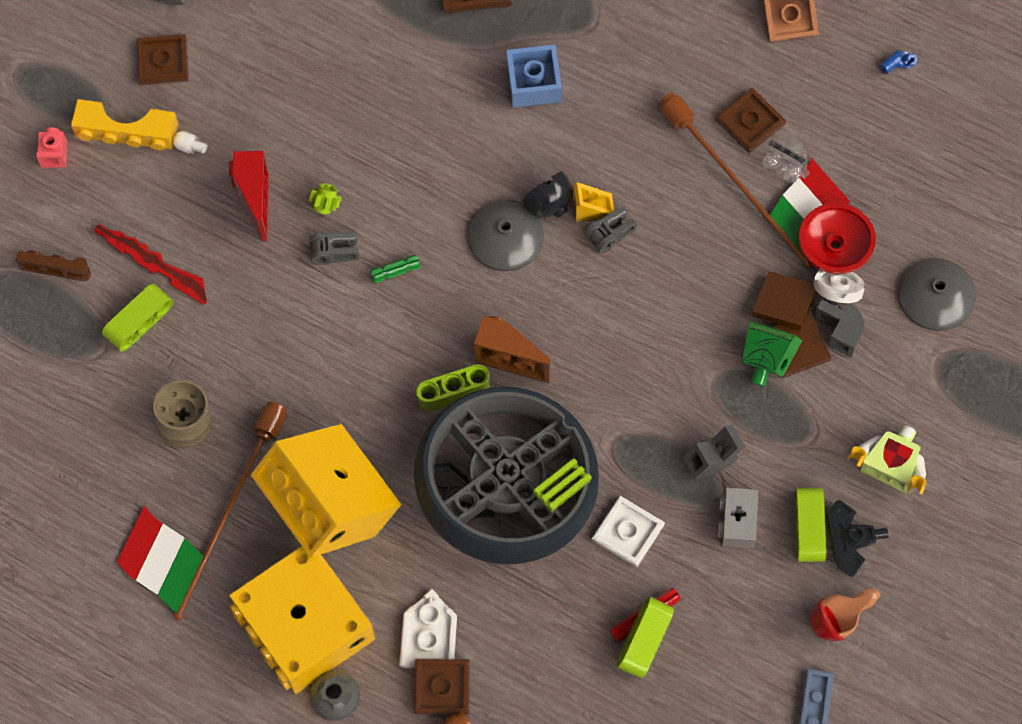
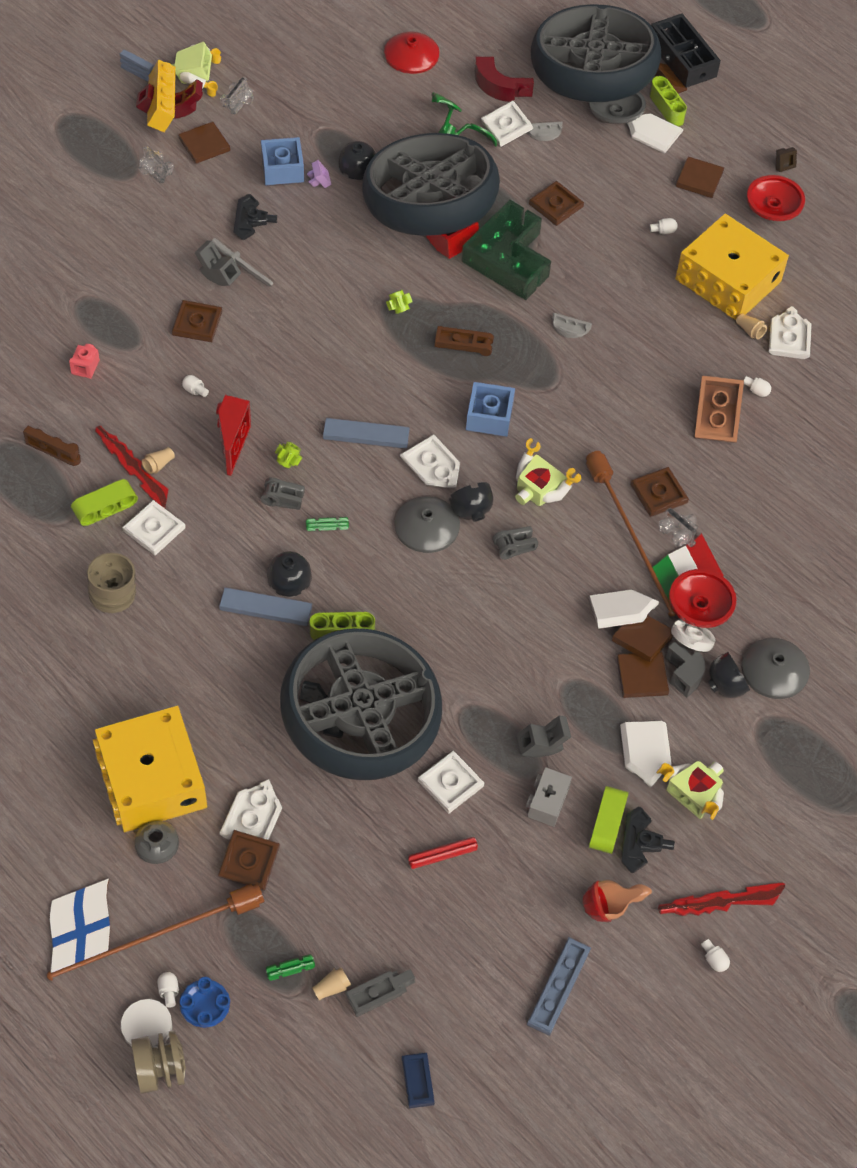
camera: 10 degrees right, 10 degrees down
(153, 130) = (168, 368): yellow arch -> none
(167, 560) = (56, 693): flag -> none
(178, 249) = (157, 460): none -> tan cone
(203, 330) = (154, 527): none -> white tile
(325, 490) = (205, 670): yellow gear -> none
(360, 388) = (265, 606): none -> sand blue tile
(373, 342) = (289, 573): none -> black cylinder
(402, 144) = (366, 433): none -> sand blue tile
(489, 159) = (433, 463): none -> white tile
(506, 349) = (396, 608): dark orange slope -> none
(578, 471) = (404, 720): lime tile -> none
(591, 203) = (505, 516): yellow slope -> none
(616, 147) = (540, 480): none -> torso
(645, 637) = (435, 869): lime beam -> none
(750, 274) = (621, 608): none -> white tile
(768, 351) = (616, 670): green torso -> none
(825, 431) = (645, 748): none -> white tile
(889, 324) = (727, 677): none -> black cylinder
(898, 59) = (798, 478): blue arm -> none
(955, 578) = (722, 900): none -> red sword
(967, 643) = (716, 956): none -> white cylinder

